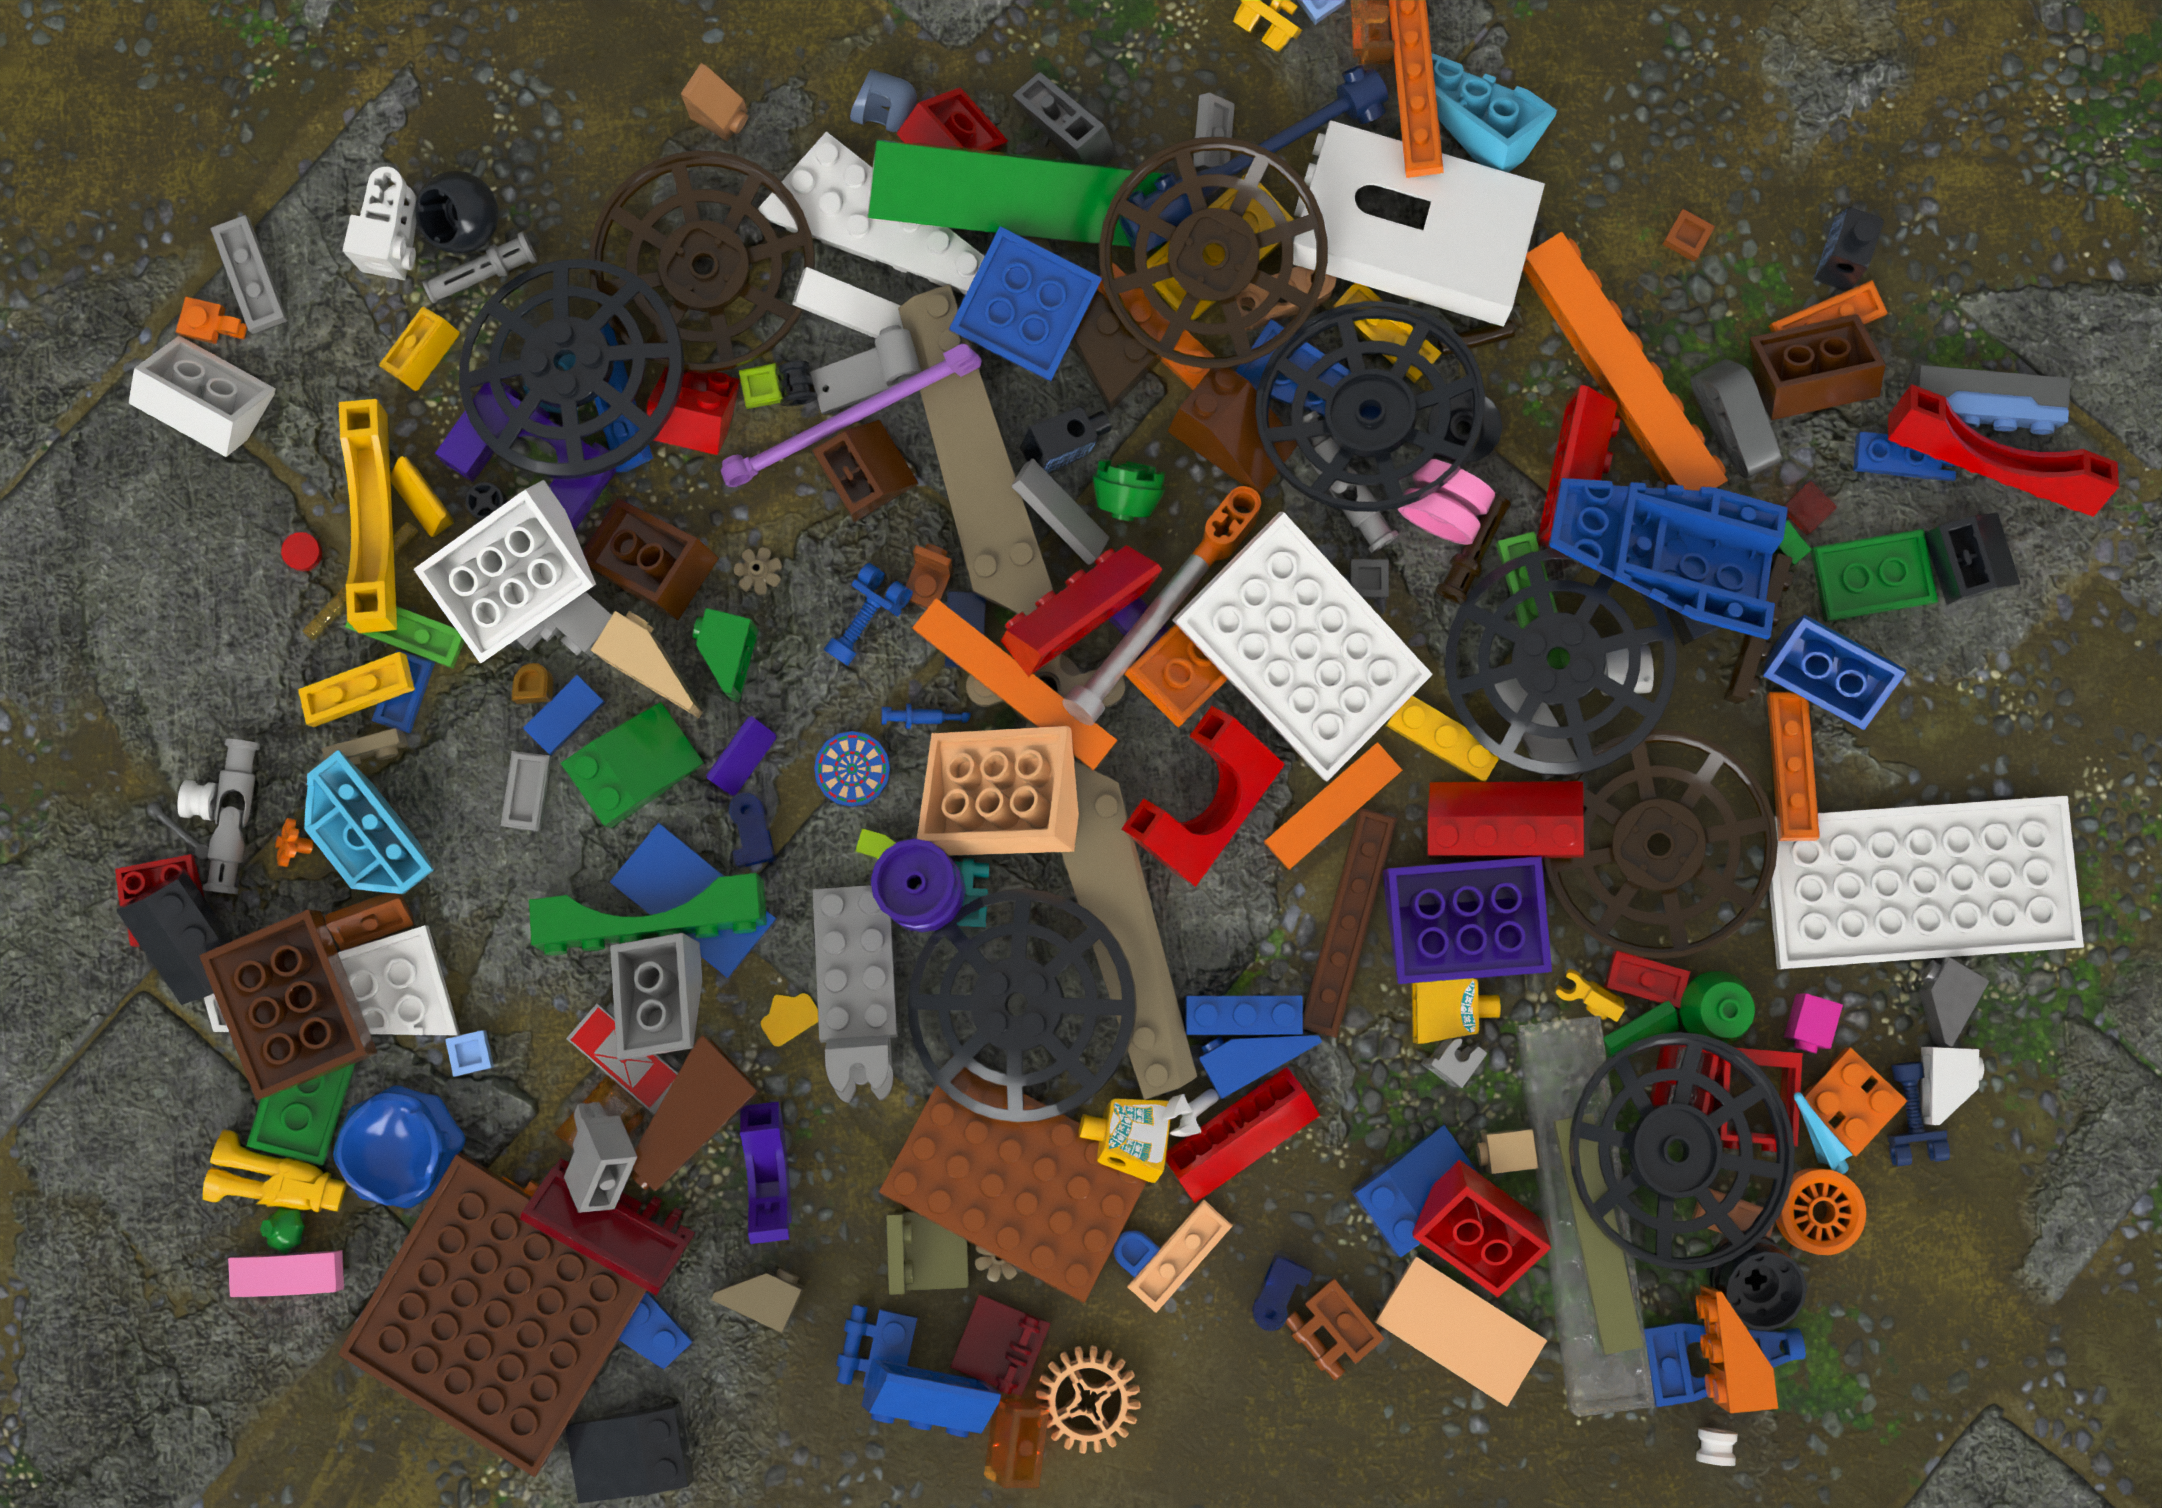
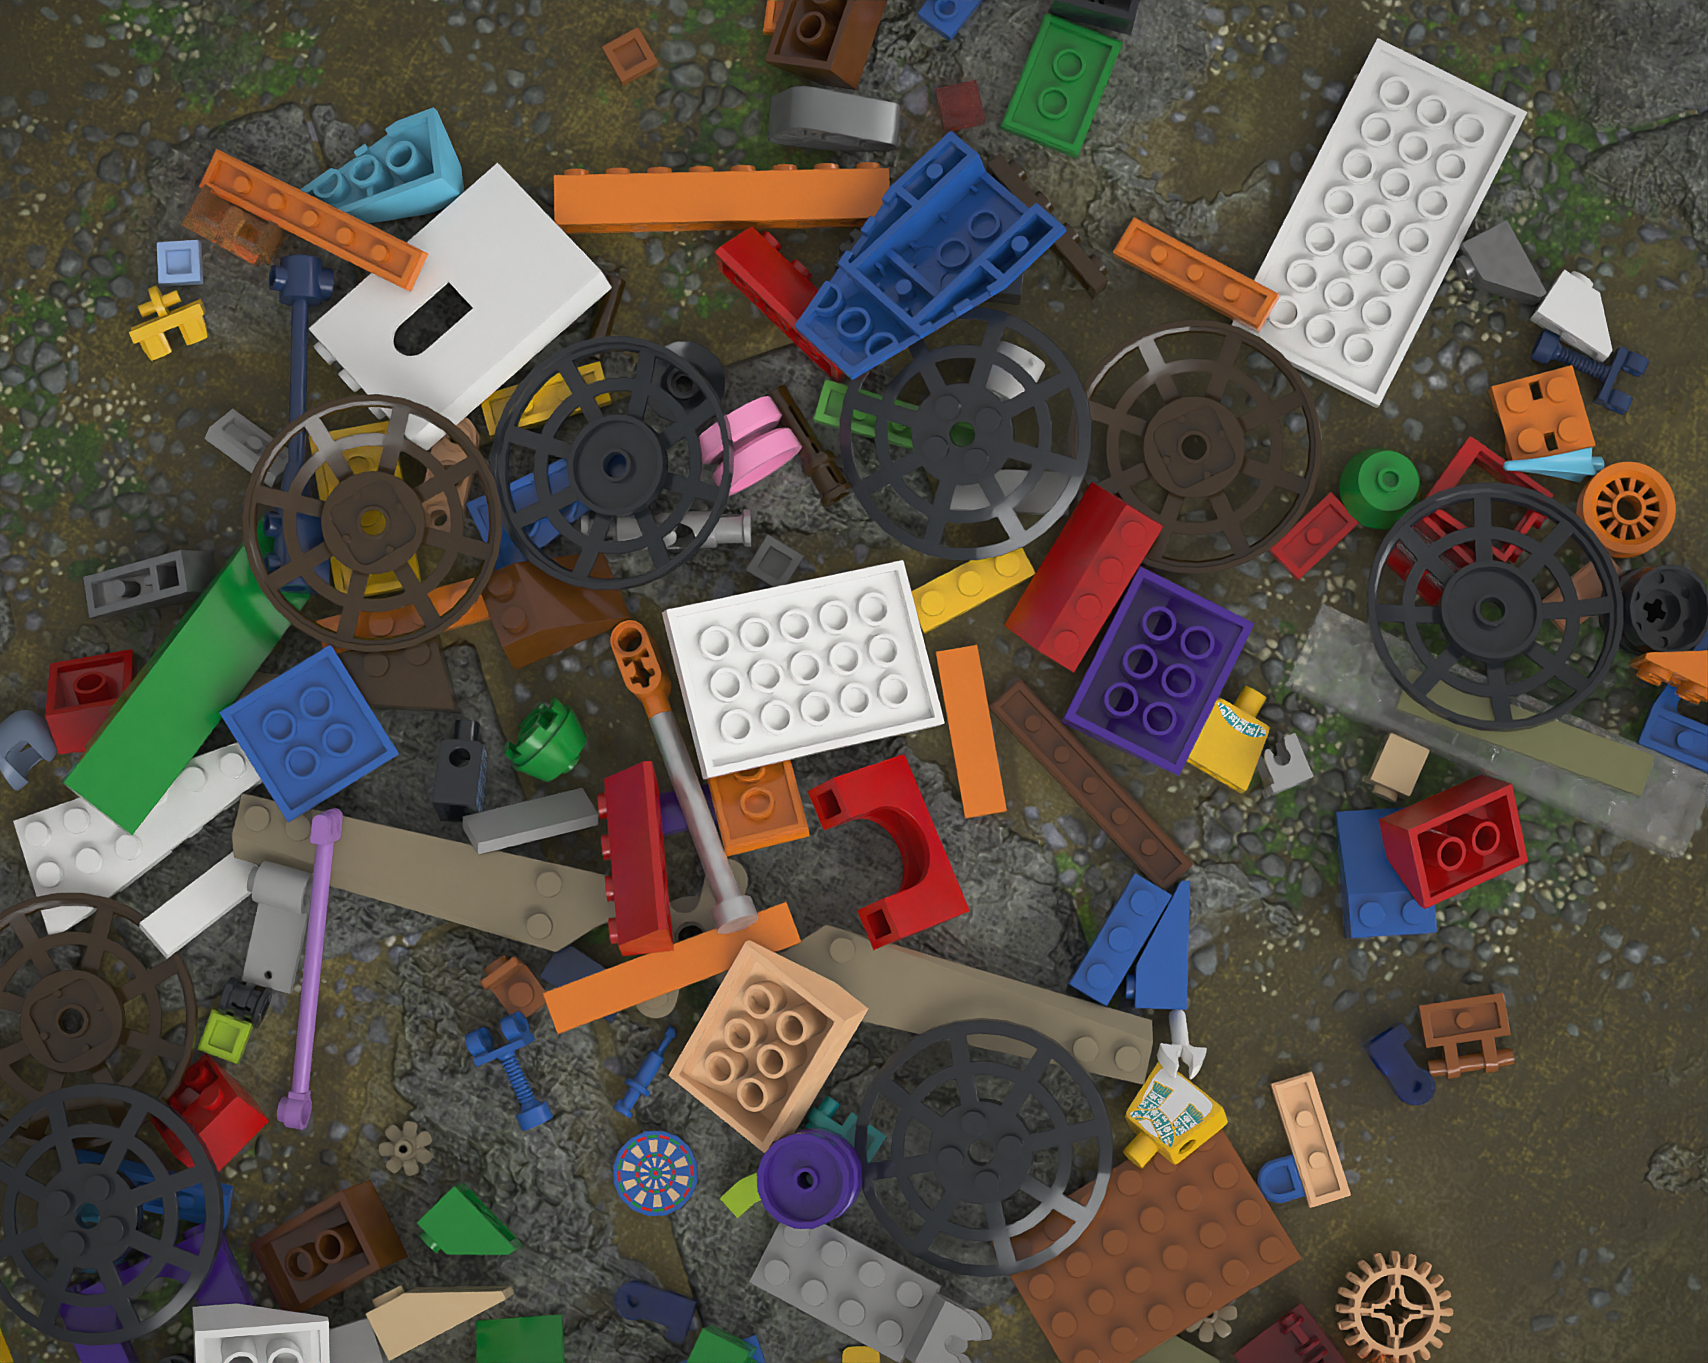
camera: 50 degrees left, 0 degrees up
(741, 756) = (578, 1273): dark purple slope -> none
(864, 468) = (370, 983): reddish brown slope -> none
(1241, 1134) = (1231, 1011): red brick -> none
(1460, 1331) = (1537, 915): light nougat tile -> none
(1598, 999) = (1305, 594): yellow plate -> none
(1657, 1021) = (1360, 552): green tile -> none
(1793, 545) = (986, 144): green piece -> none
(1812, 1022) = (1447, 407): dark pink brick -> none
(1832, 671) = (1129, 185): blue slope -> none

